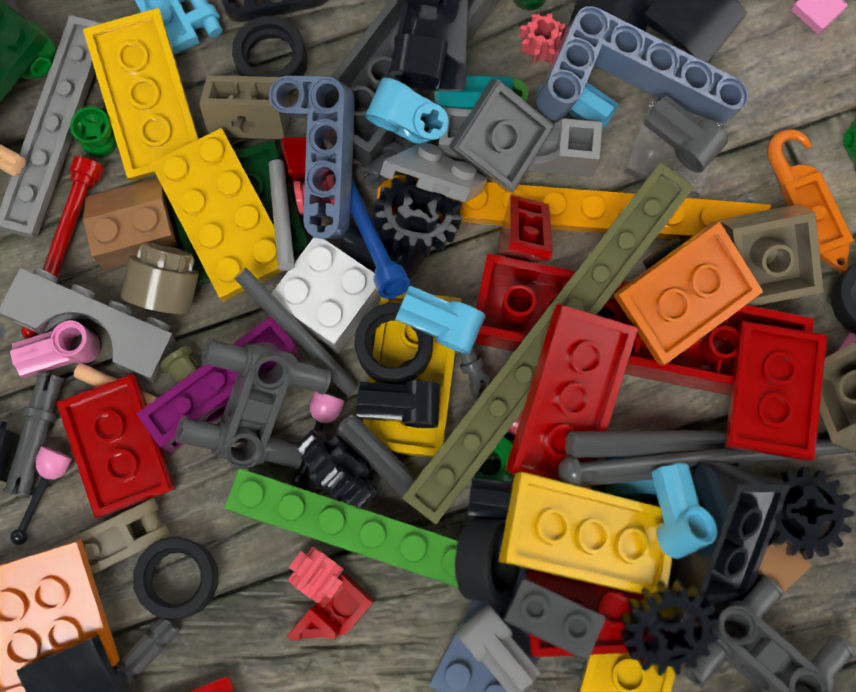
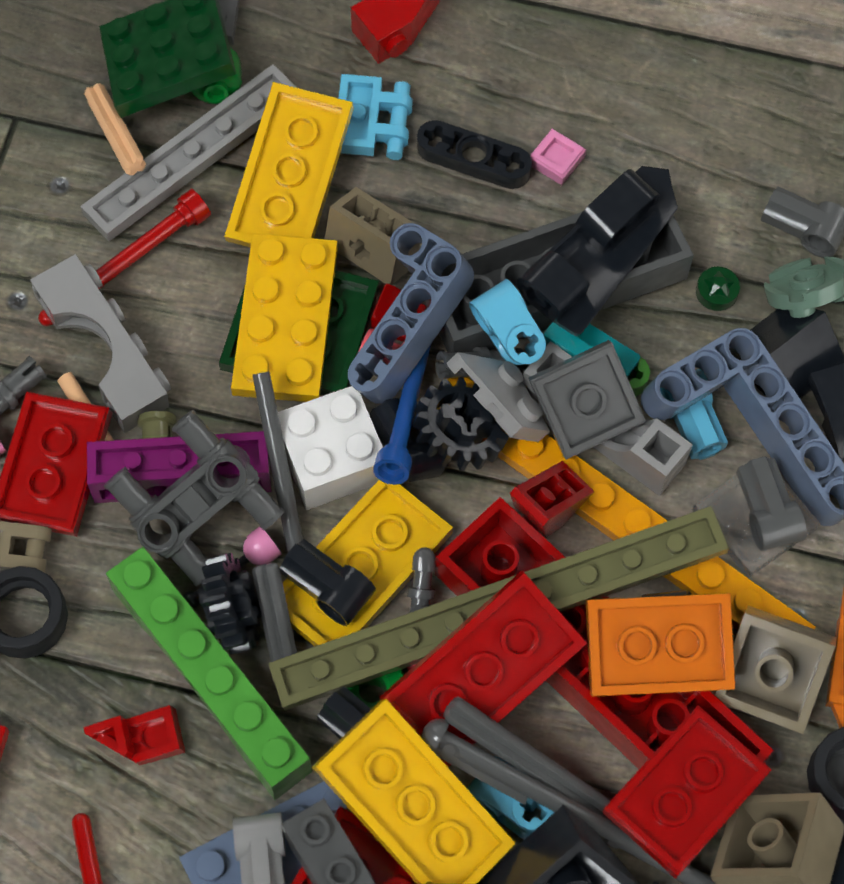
camera: 30 degrees right, 10 degrees down
(53, 349) = (56, 345): bright pink piece -> none
(93, 123) = (222, 177): green wheel -> none
(126, 219) = (197, 278): medium nougat slope -> none
(160, 279) = (190, 339): dark tan piece -> none
(269, 28) = (438, 177): black tyre -> none
(281, 215) = (336, 349): light grey bar -> none
(315, 574) = (146, 688): coral gear -> none
(377, 371) = (355, 493): black tyre -> none
(451, 323) = (418, 534): medium azure piece -> none
(478, 565) = (286, 762): black tyre -> none
(541, 37) = (691, 327): coral gear -> none
(685, 523) = (511, 846): medium azure piece -> none

